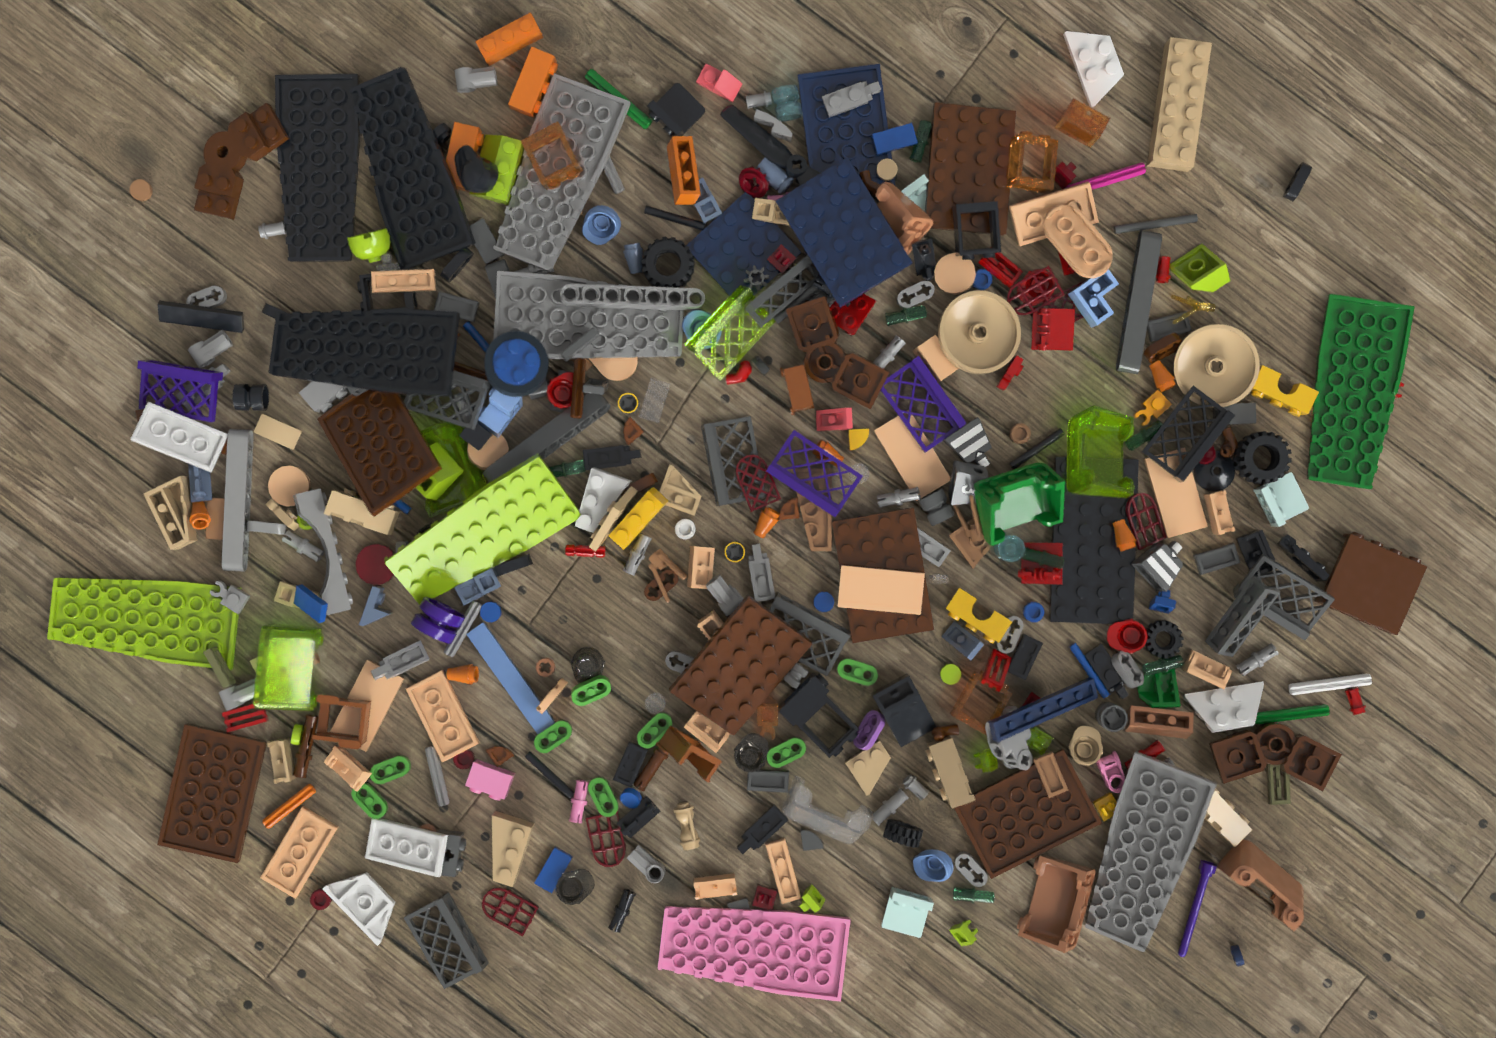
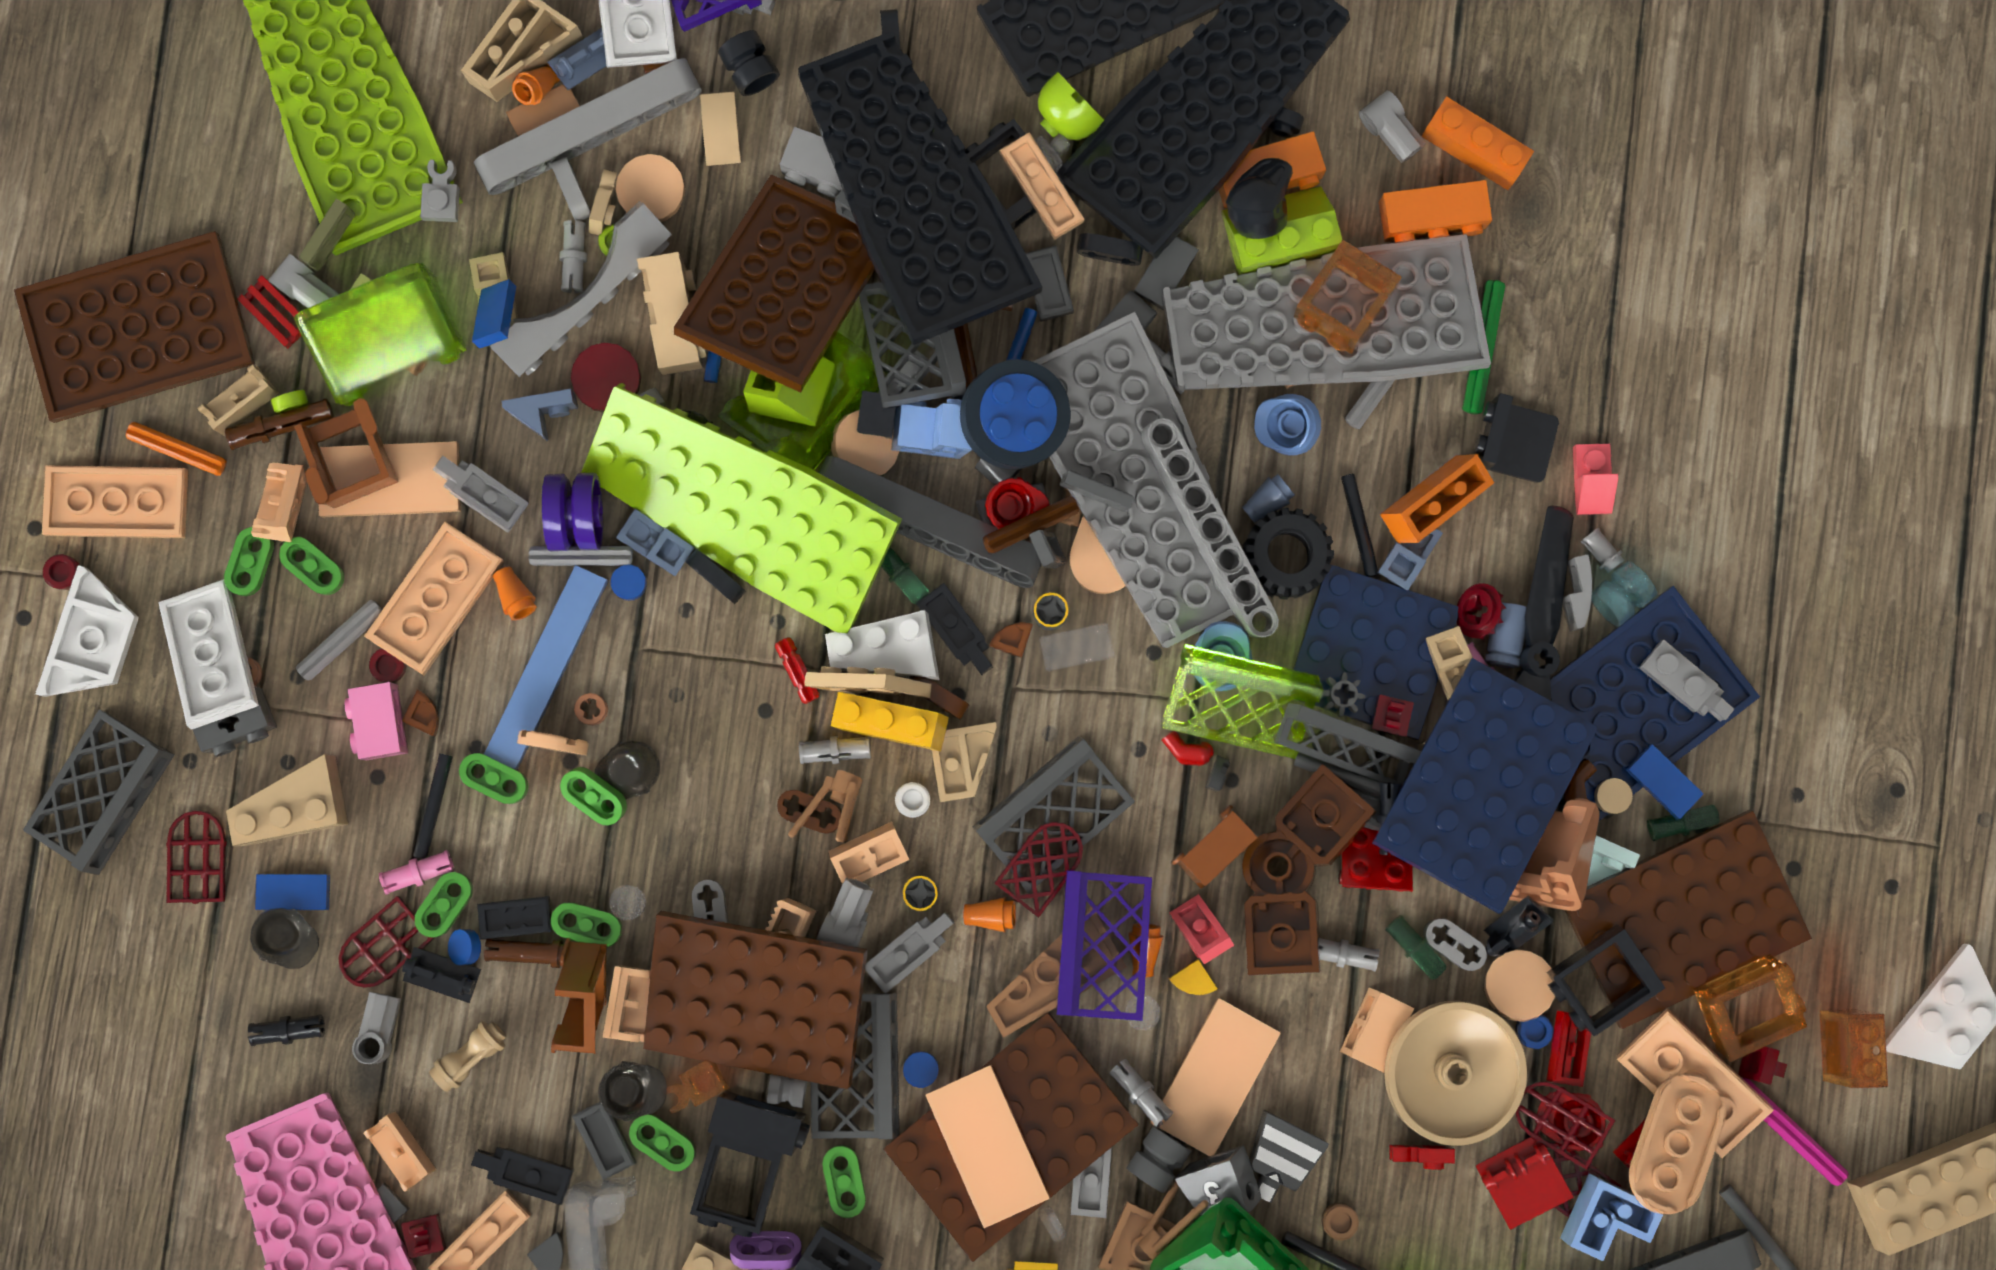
camera: 55 degrees right, 5 degrees down
(790, 510) = (1029, 940): dark orange tile -> none
(935, 392) = (1326, 1062): dark purple fence -> none

